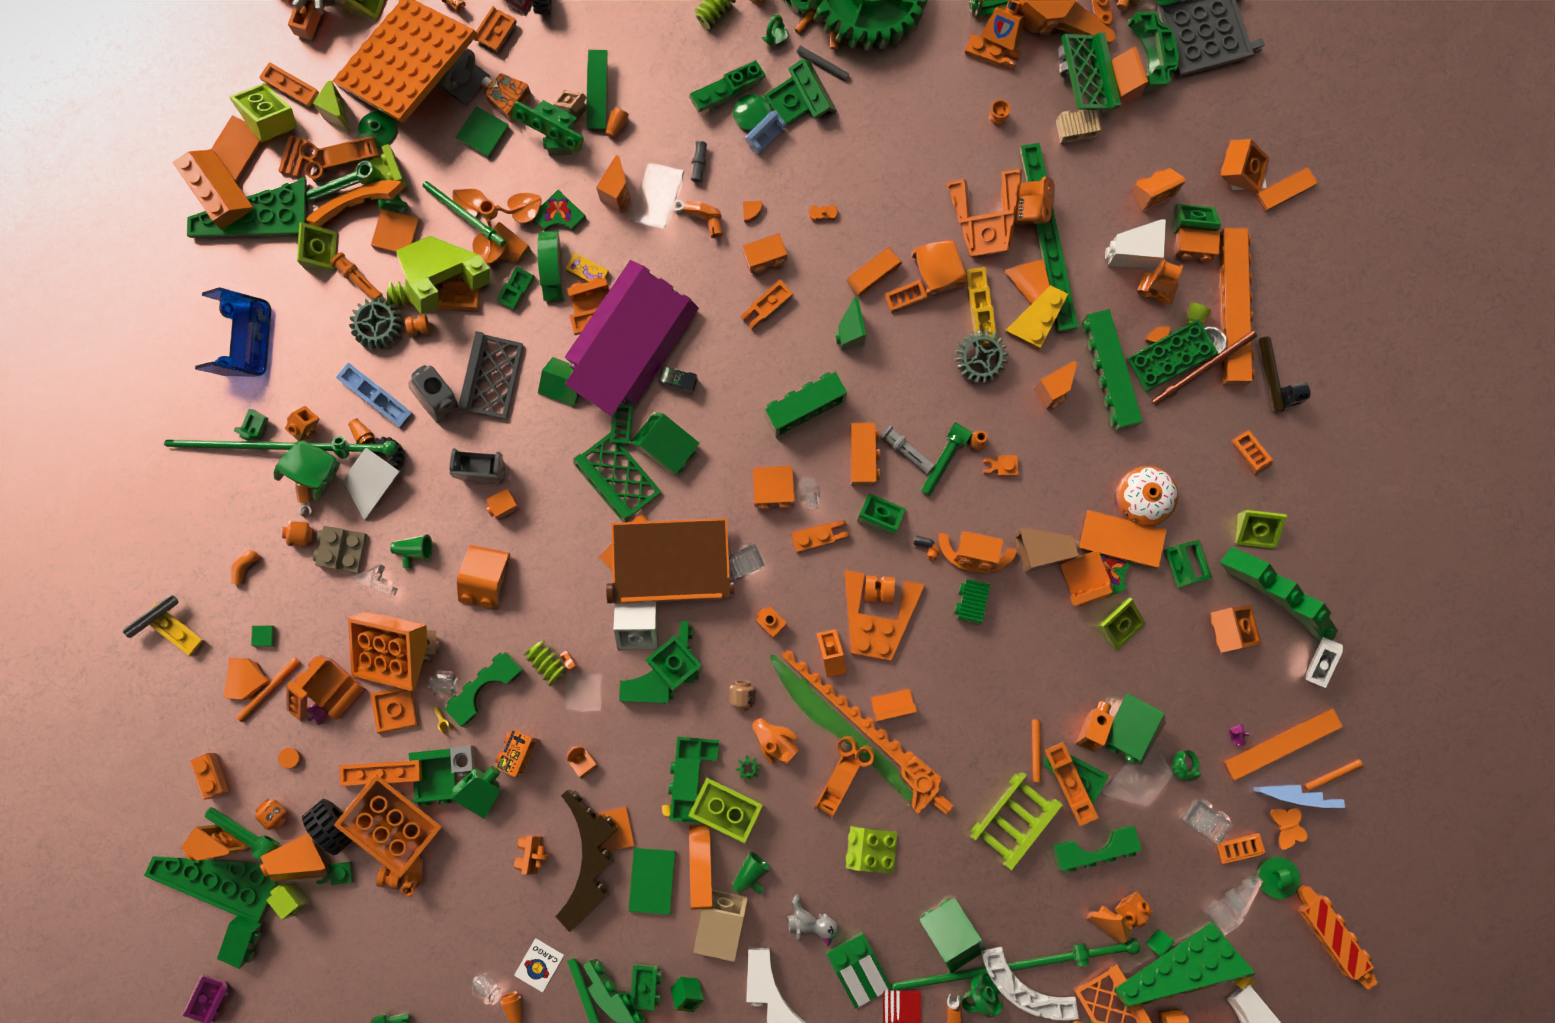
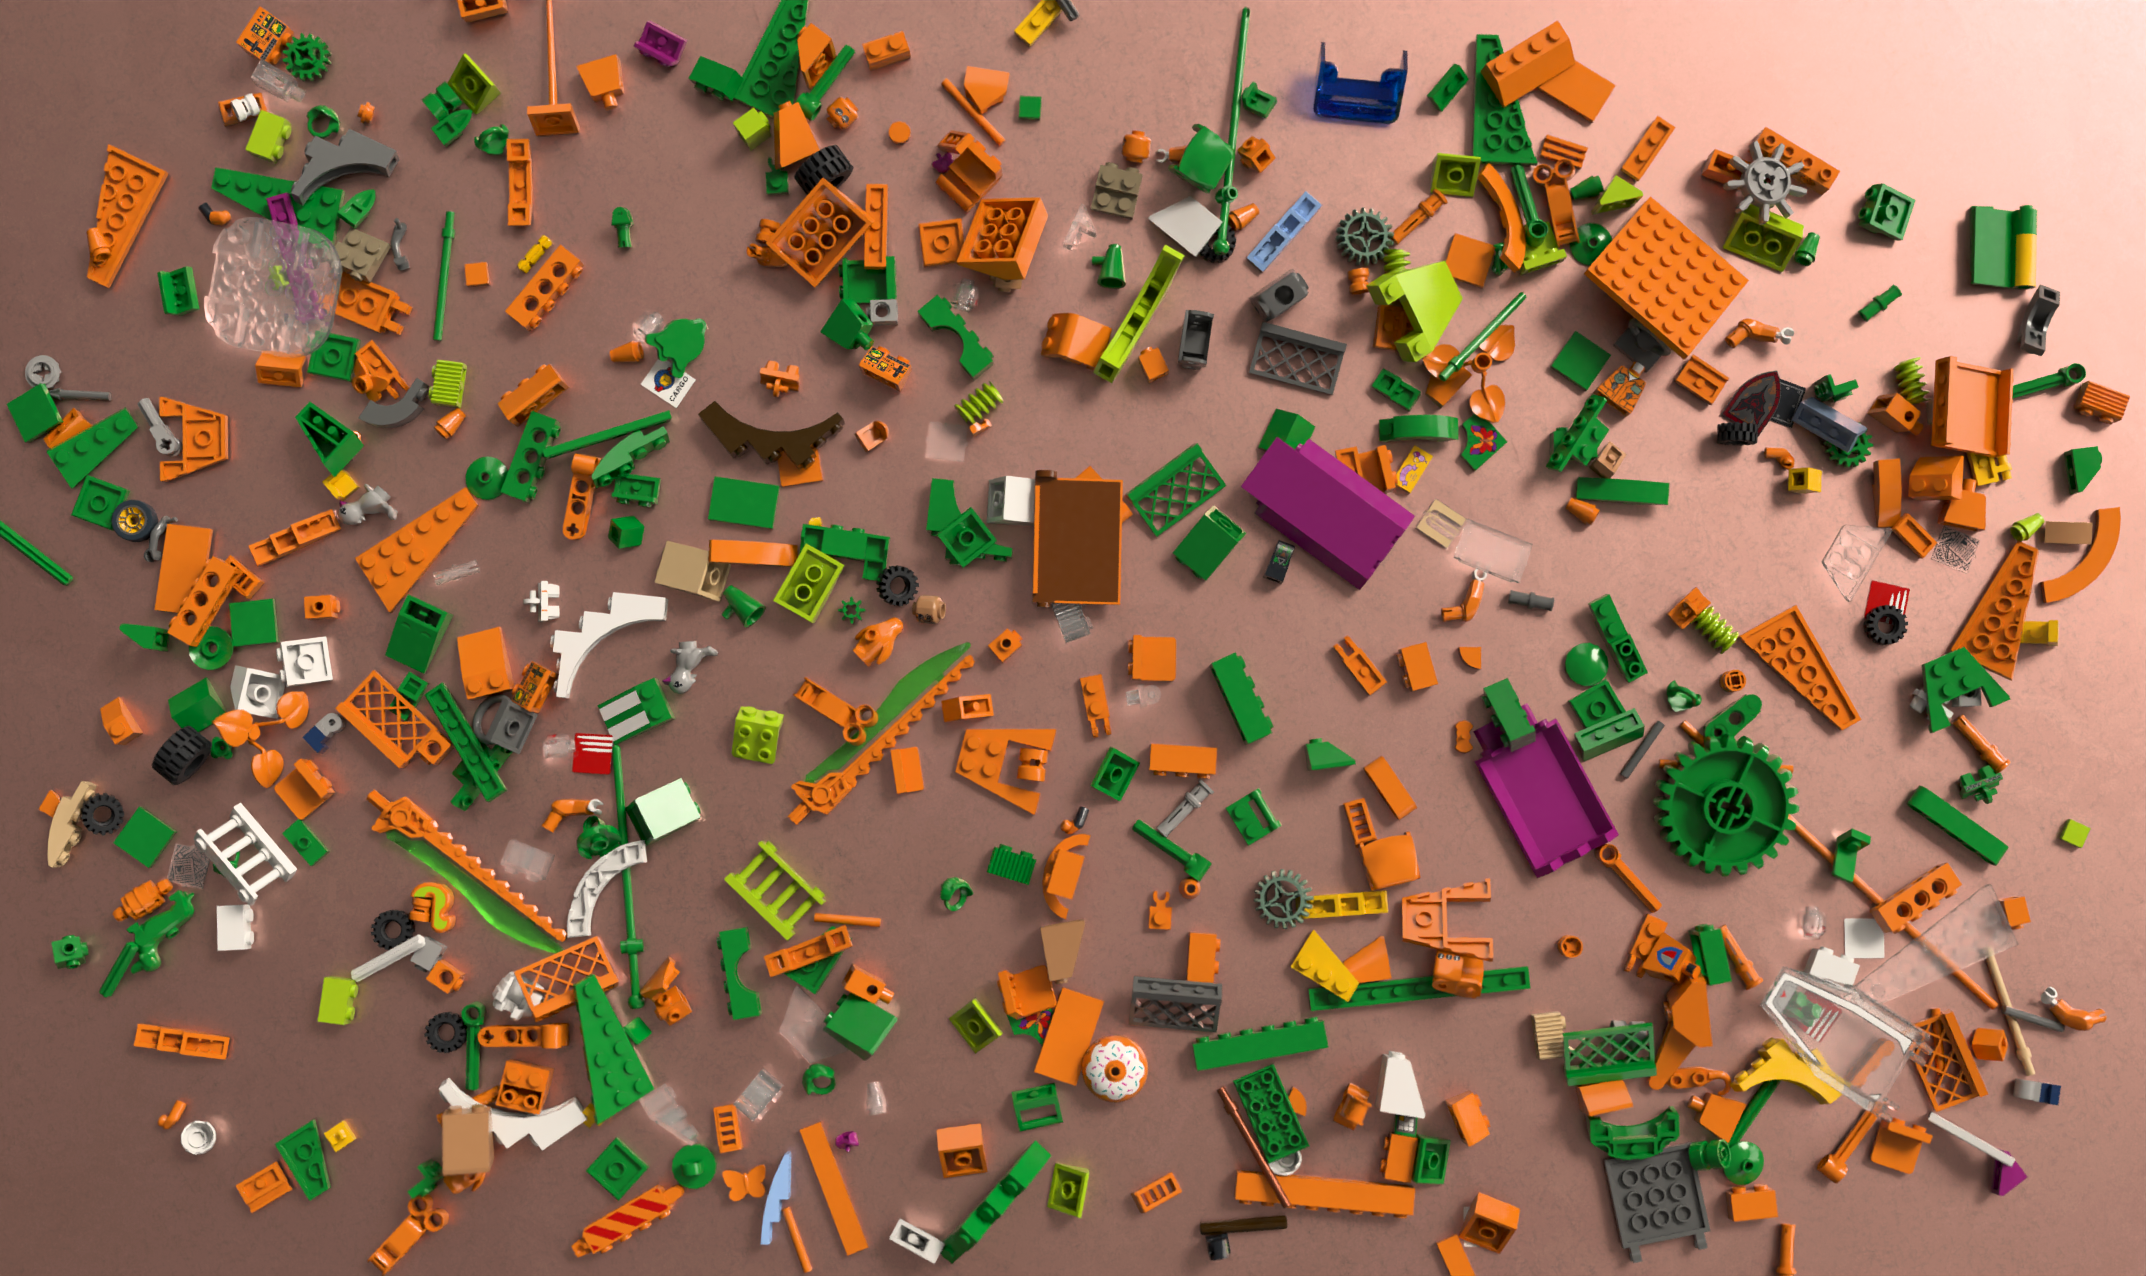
camera: 90 degrees right, 5 degrees up
(236, 258) = (1448, 87): none -> green plate
(241, 564) = (1107, 86): orange arm -> none
(264, 112) = (1616, 120): lime slope -> none
(325, 131) = (1587, 188): none -> green cone
(443, 724) = (924, 292): yellow hand -> none
(455, 517) = (1139, 315): none -> lime arch
(499, 956) = (679, 341): none -> green tile
(613, 187) = (1505, 504): orange slope -> none
(622, 407) = (1216, 492): green slope -> none
(634, 242) = (1441, 523): none -> piece
(697, 29) = (1688, 608): none -> orange hips
(722, 715) = (909, 589): none -> black tyre
(765, 132) = (1561, 677): light blue hinge -> none
(802, 172) = (1508, 715): none -> green wedge
(865, 142) = (1544, 795): none -> magenta panel
(912, 395) = (1246, 820): none -> green plate
(940, 62) = (1627, 876): none -> orange axle
(998, 656) = (949, 887): none -> green piece
(1048, 425) = (1201, 957): none -> orange brick
(1055, 387) = (1243, 978): orange slope -> none
(1076, 444) = (1176, 992): none -> dark grey fence
(1171, 241) = (1405, 1125): none -> slope
(1197, 311) = (1317, 1148): lime hat -> none
(1199, 711) = (875, 1099): none -> clear cone
(1289, 951) = (617, 1168): none -> green tile

